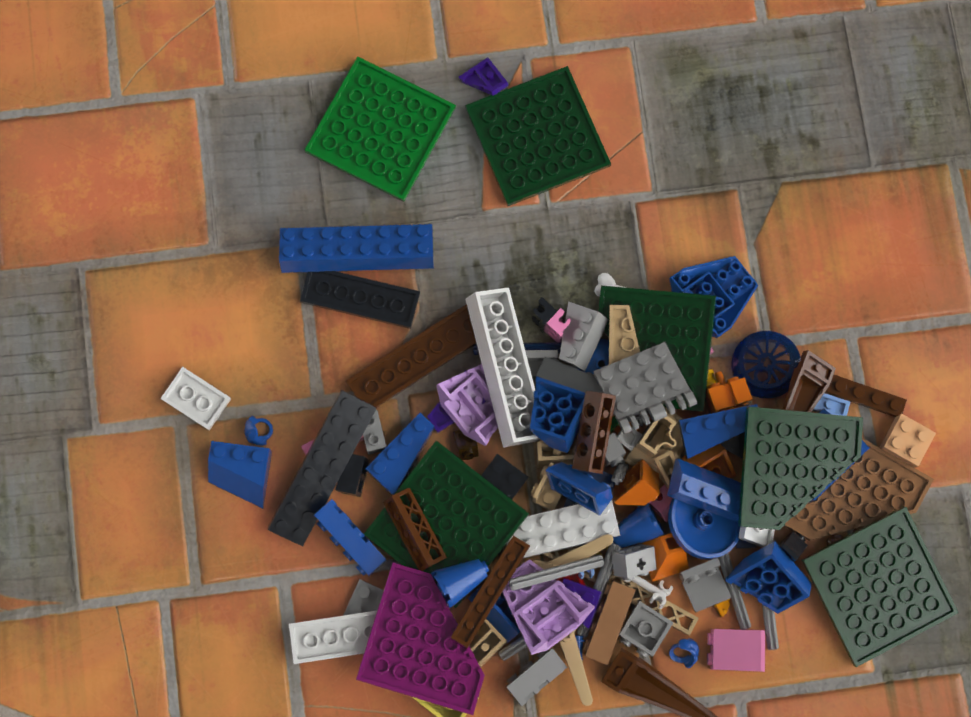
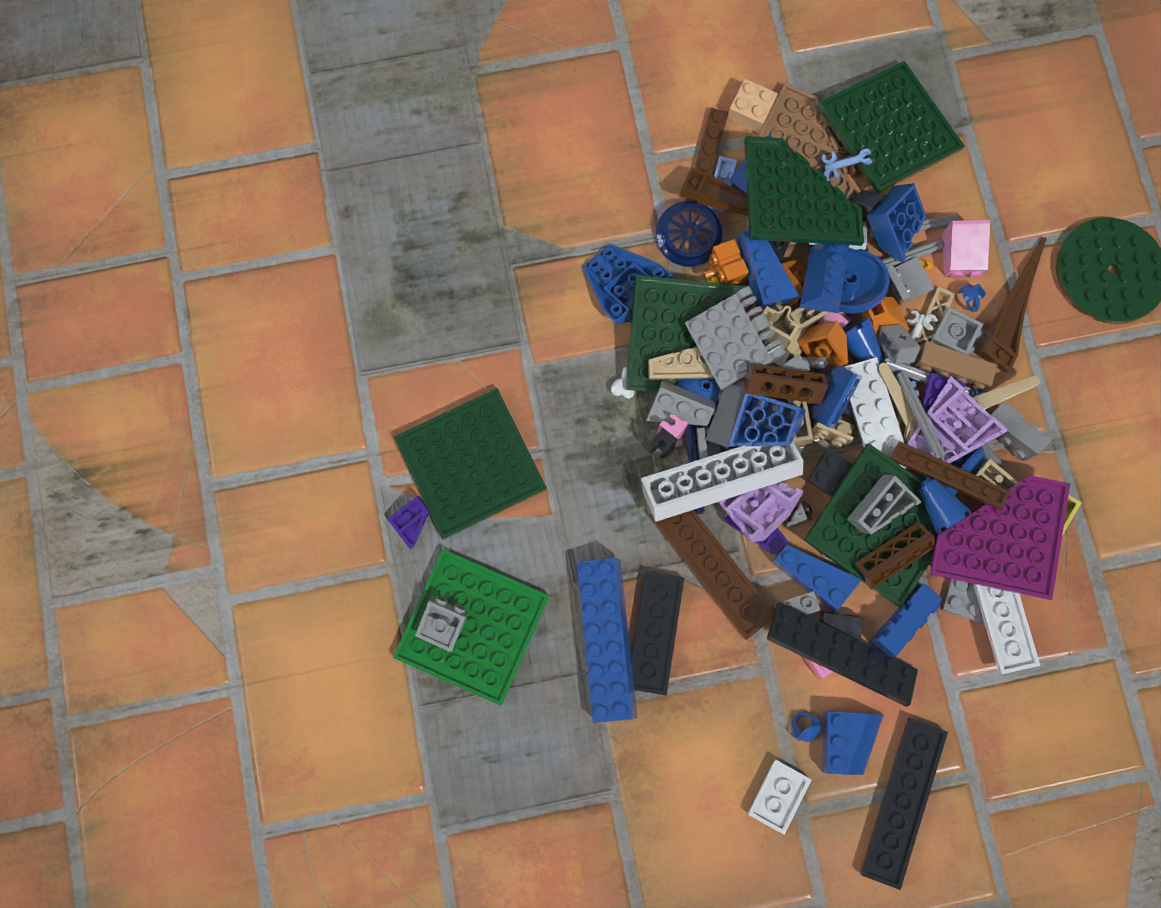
camera: 90 degrees left, 0 degrees up
(178, 517) = (903, 803): none -> black plate
(384, 98) = (442, 623): none -> light grey plate
(464, 517) = (882, 504): none -> light grey wedge
(836, 517) = (832, 164): none -> light blue bar

